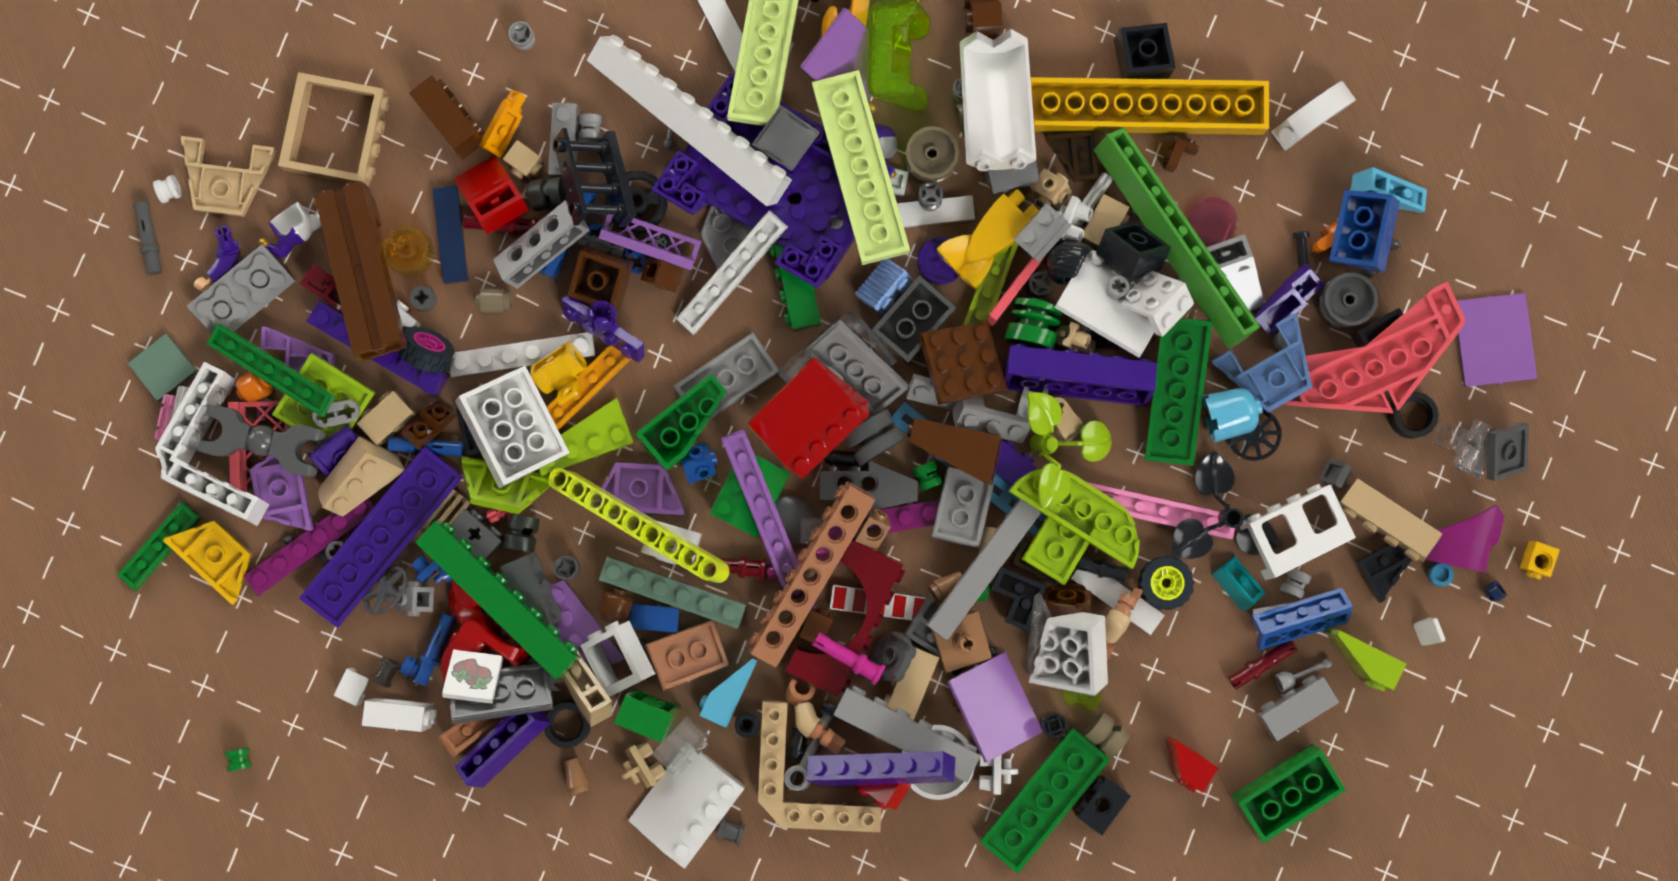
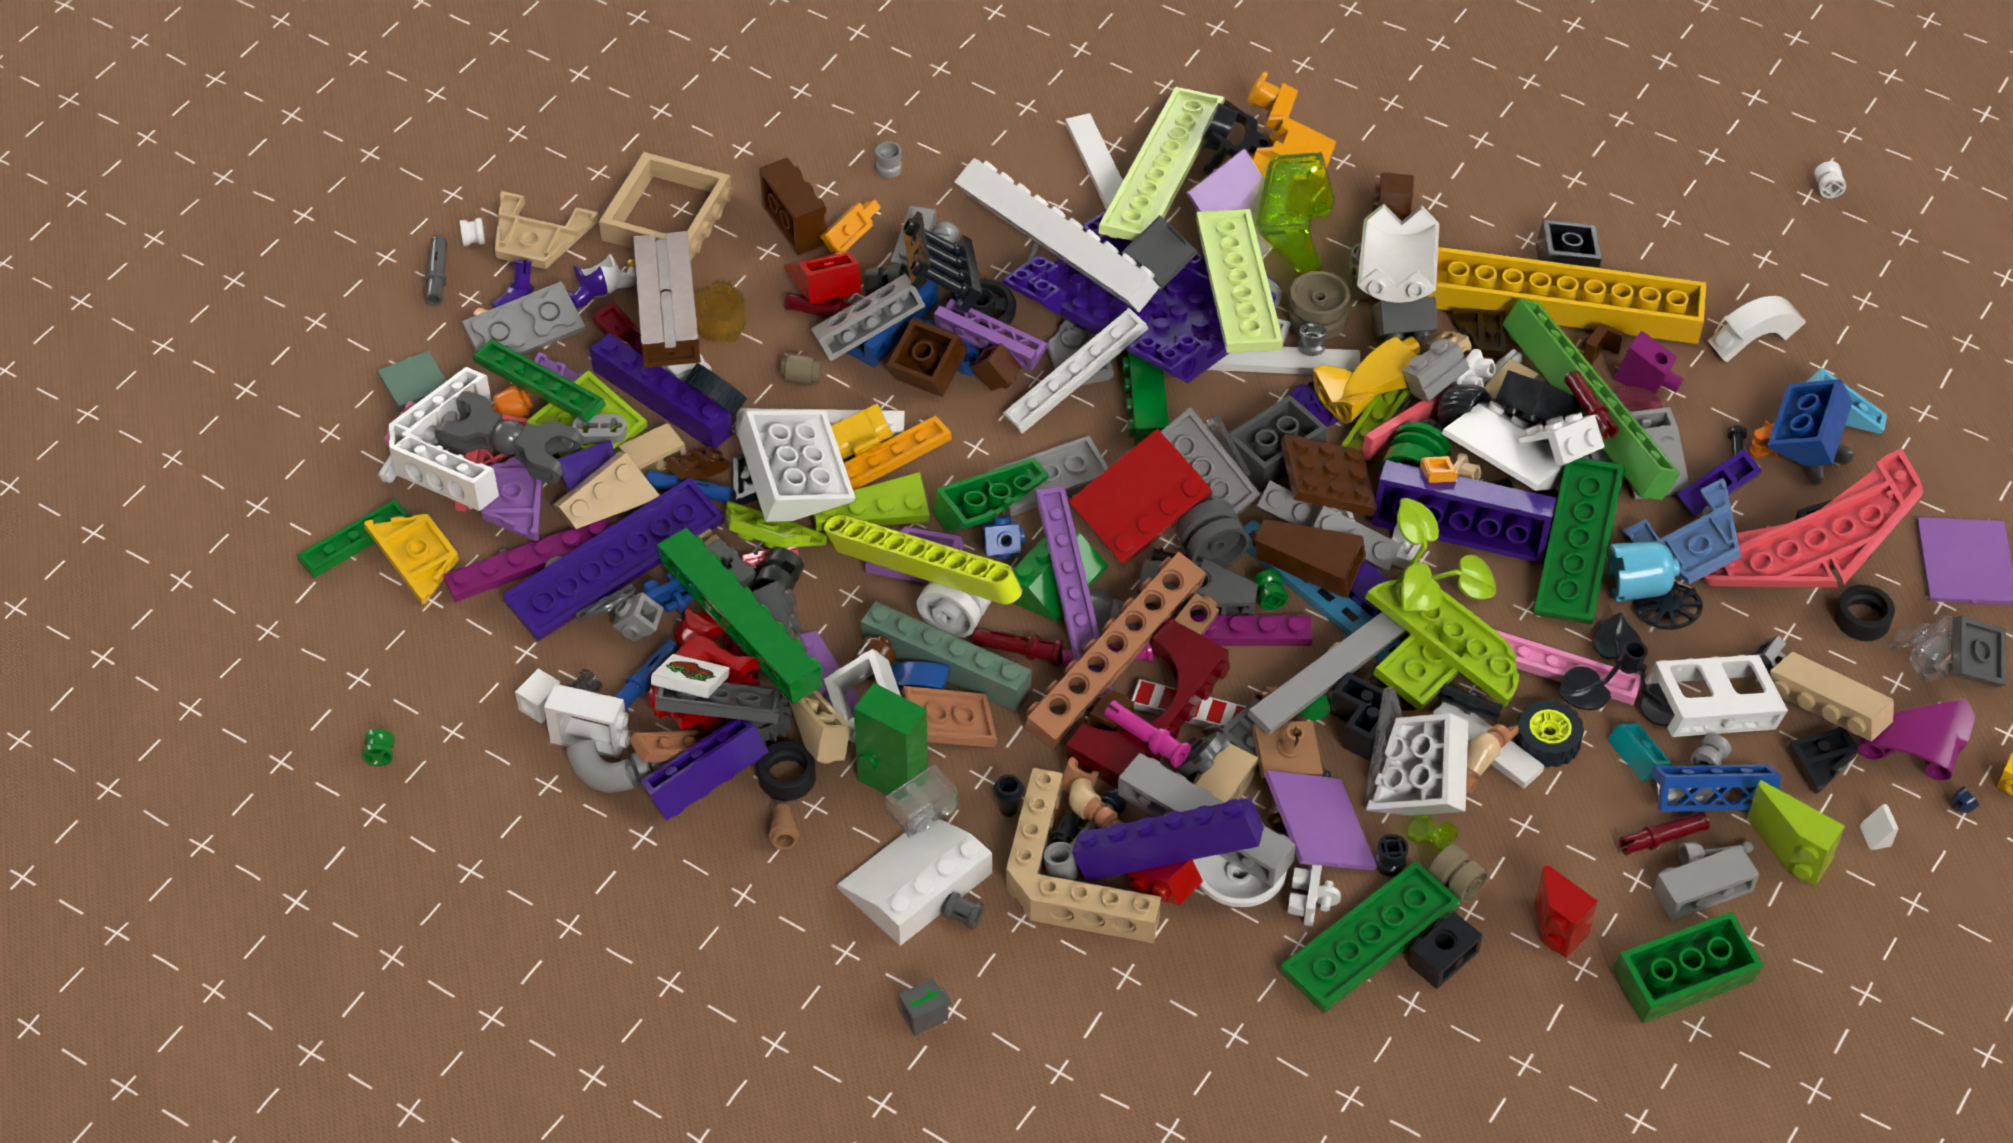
camera: 10 degrees right, 35 degrees down
(409, 667) = (610, 686): blue plate -> none
(418, 753) = (600, 774): none -> light grey cylinder
(426, 301) = (723, 358): dark grey wheel -> none
(450, 234) = (767, 312): dark blue tile -> none
(523, 161) = (867, 253): tan brick -> none
(563, 569) = (824, 616): dark grey wheel -> none
(602, 323) = (920, 395): dark purple plate -> none
(647, 774) = (864, 825): tan hips -> none
(724, 698) = (984, 766): medium azure slope -> none
(884, 286) = (1245, 406): light blue brick -> none
(962, 509) = (1308, 619): light grey tile -> none
(1056, 352) = (1438, 469): none -> light orange tile
(1070, 424) = (1441, 557): tan piece -> none
(1113, 293) = (1516, 424): light grey bush -> none
(1180, 262) = (1591, 404): none -> dark red pin
(1222, 180) = (1648, 366): none -> magenta torso
(1356, 290) = (1786, 486): dark grey wheel -> none
(1440, 574) = (1895, 776): dark azure tile -> none

